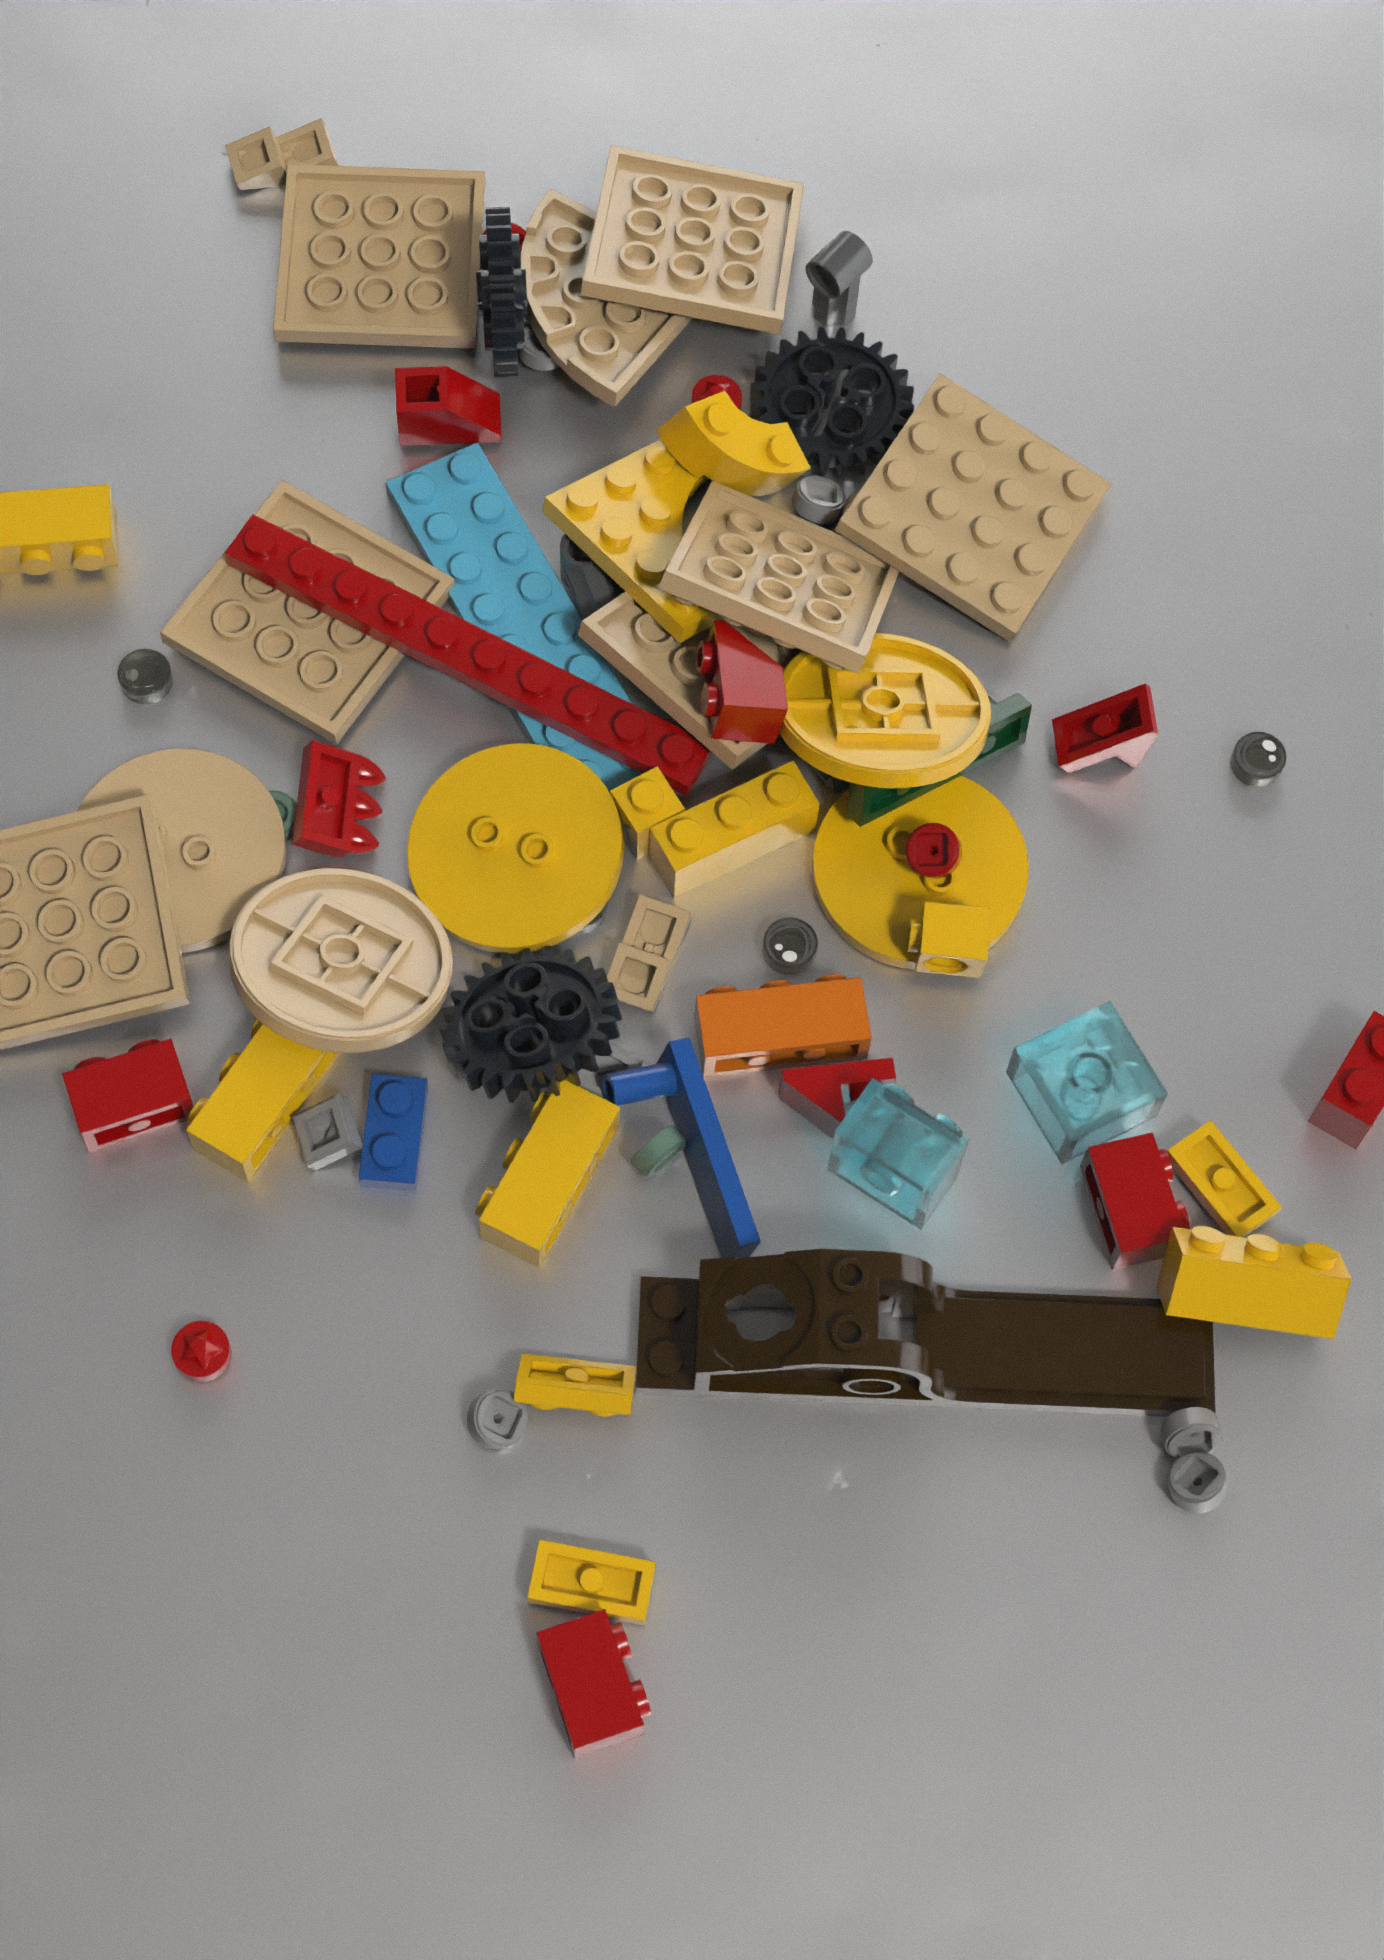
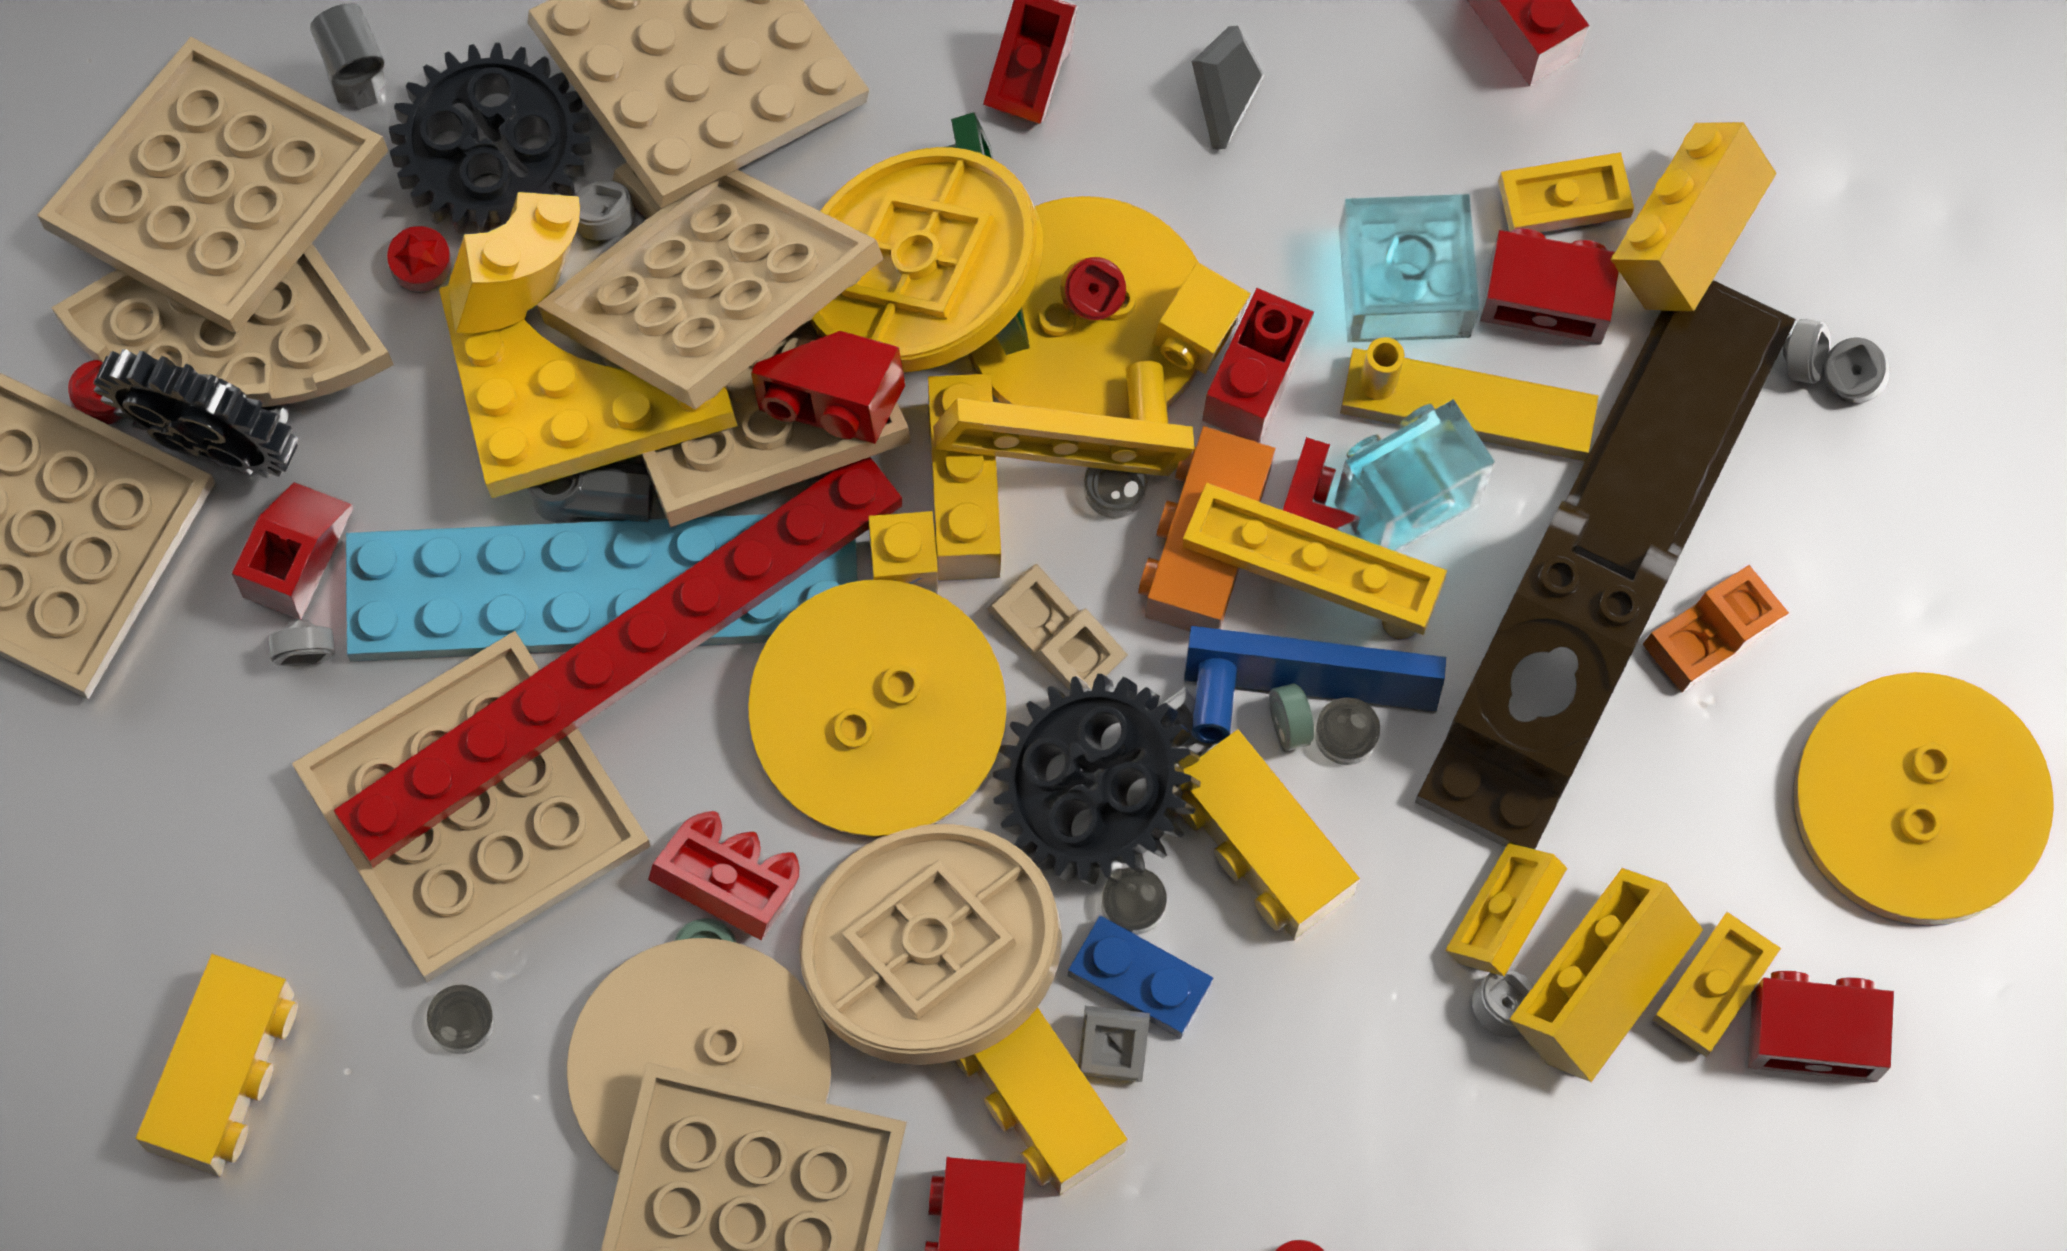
camera: 65 degrees left, 5 degrees up
(377, 448) = (301, 644): none -> light grey tile
(452, 1103) = (1135, 902): none -> clear smoke tile
(551, 1483) = (1606, 974): none -> yellow brick
(672, 1204) = (1347, 731): none -> clear smoke tile
(787, 1105) = (1316, 560): none -> yellow piece
(823, 942) = (1133, 445): none -> yellow piece
(842, 1695) = (1923, 798): none -> yellow plate
(906, 1460) = (1715, 628): none -> orange slope
(937, 1001) = (1257, 366): none -> red slope
(1001, 1182) = (1500, 409): none -> yellow piece
(1170, 884) = (1226, 83): none -> dark grey piece

